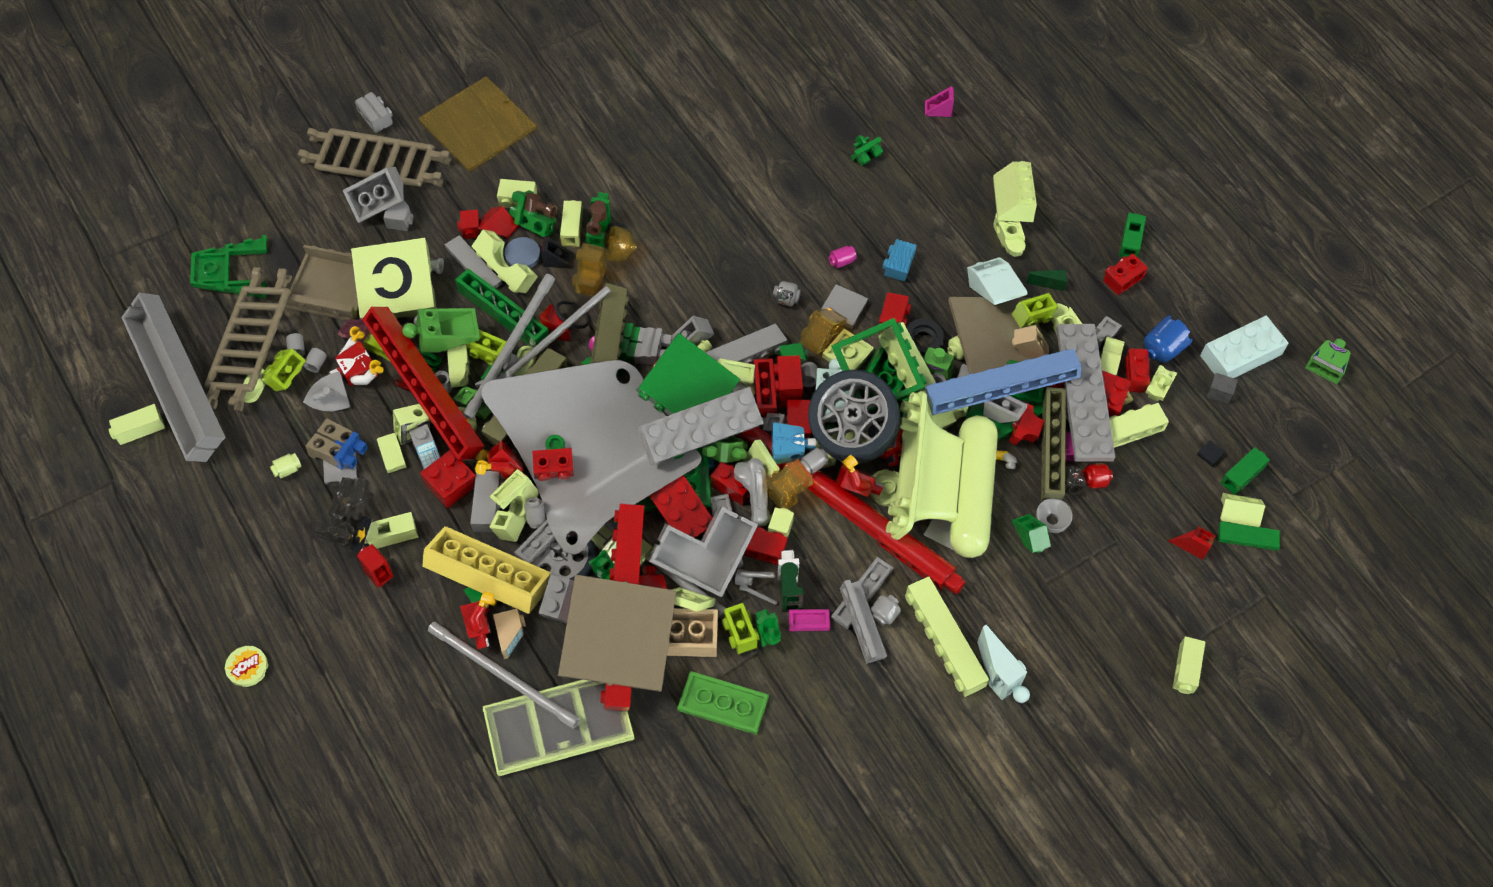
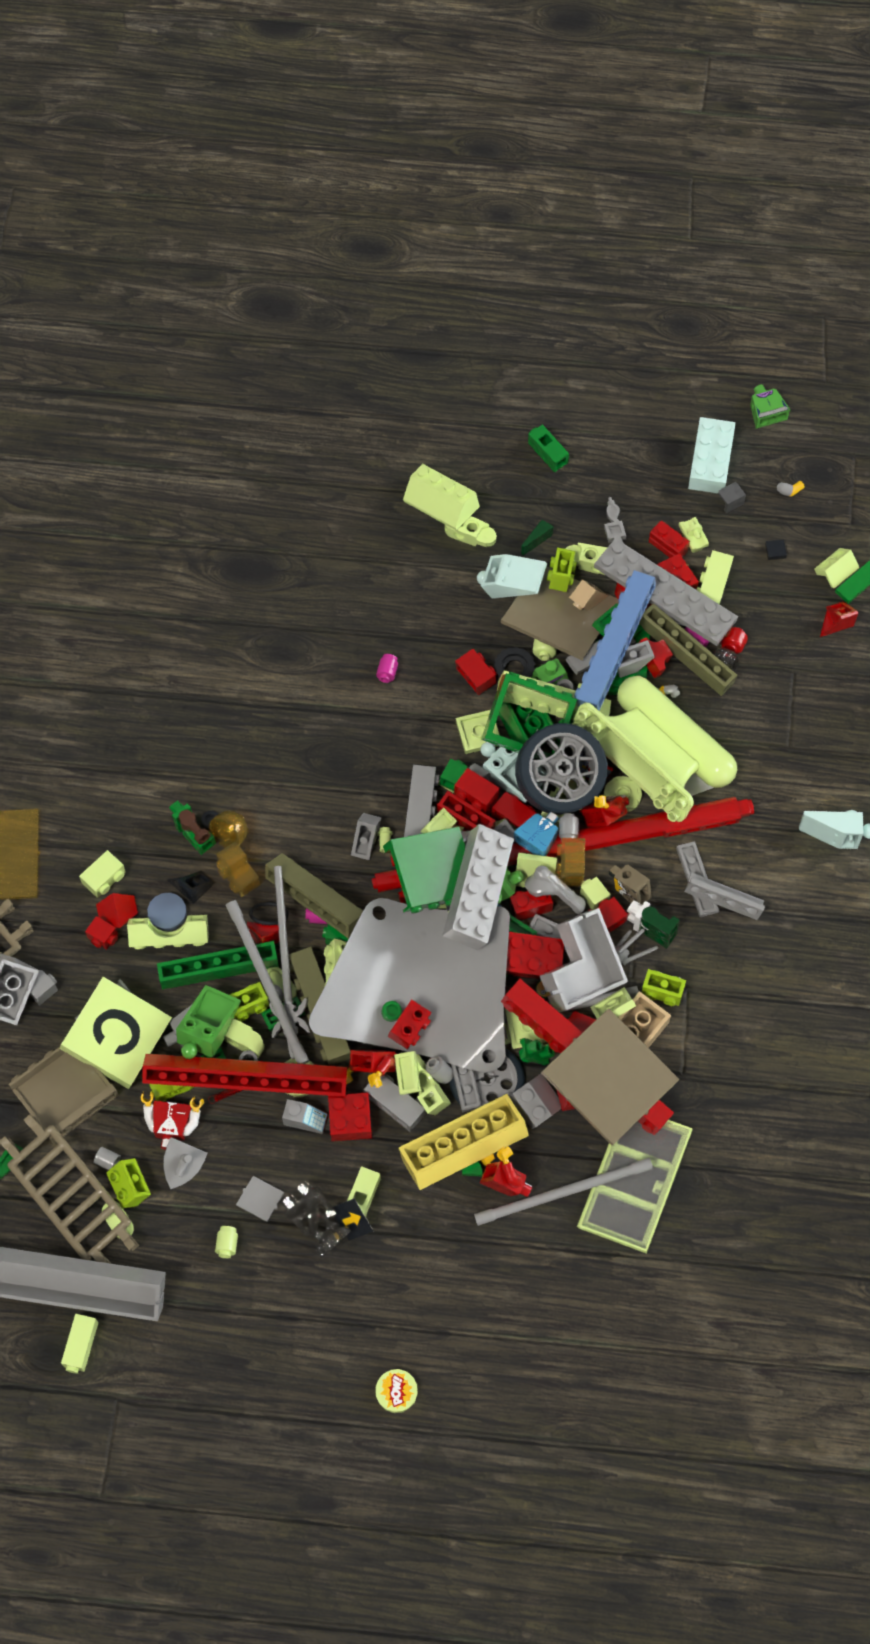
camera: 50 degrees left, 5 degrees up
(315, 360) = (137, 1151): light grey beam -> none
(336, 445) = (241, 1187): dark tan hips -> none
(344, 331) = (131, 1098): clear pink tile -> none
(374, 565) = (388, 1227): red brick -> none
(391, 452) = (282, 1148): yellowish green tile -> none
(408, 419) = (271, 1113): yellowish green torso -> none
(463, 398) = (279, 1050): bright green slope -> none
(468, 259) = (139, 958): light grey tile -> none
(509, 630) = (527, 1161): tan slope -> none
(527, 213) = (138, 879): green hips -> none
(571, 223) = (172, 851): yellowish green brick -> none
(643, 344) = (346, 876): light grey hips -> none
(723, 702) = (710, 1045): bright green tile -> none
(768, 628) = (680, 967): green hips -> none
(787, 293) = (387, 735): light grey head -> none
(809, 620) = (690, 933): dark pink tile -> none
(810, 540) = (631, 884): none -> dark tan torso
(821, 328) = (447, 732): clear yellow brick -> none
(847, 304) = (433, 703): light grey tile -> none
(864, 147) = (295, 570): green hips -> none
(885, 609) = (727, 872): light grey head -> none
(900, 260) = (427, 629): dark azure brick -> none
(940, 104) = (302, 482): dark pink slope -> none
(947, 637) = (781, 847): yellowish green brick -> none
(1032, 533) = (744, 722): green slope -> none
(1055, 508) = (745, 689): light grey piece -> none
(1111, 355) = (645, 548): yellowish green piece -> none
(1124, 274) = (578, 481): red brick -> none
(1126, 315) = (612, 510): none -> light grey piece
(1167, 339) = (662, 500): blue cylinder -> none
(1244, 471) = (810, 539): green brick -> none
(1274, 427) = (790, 490): none -> arm

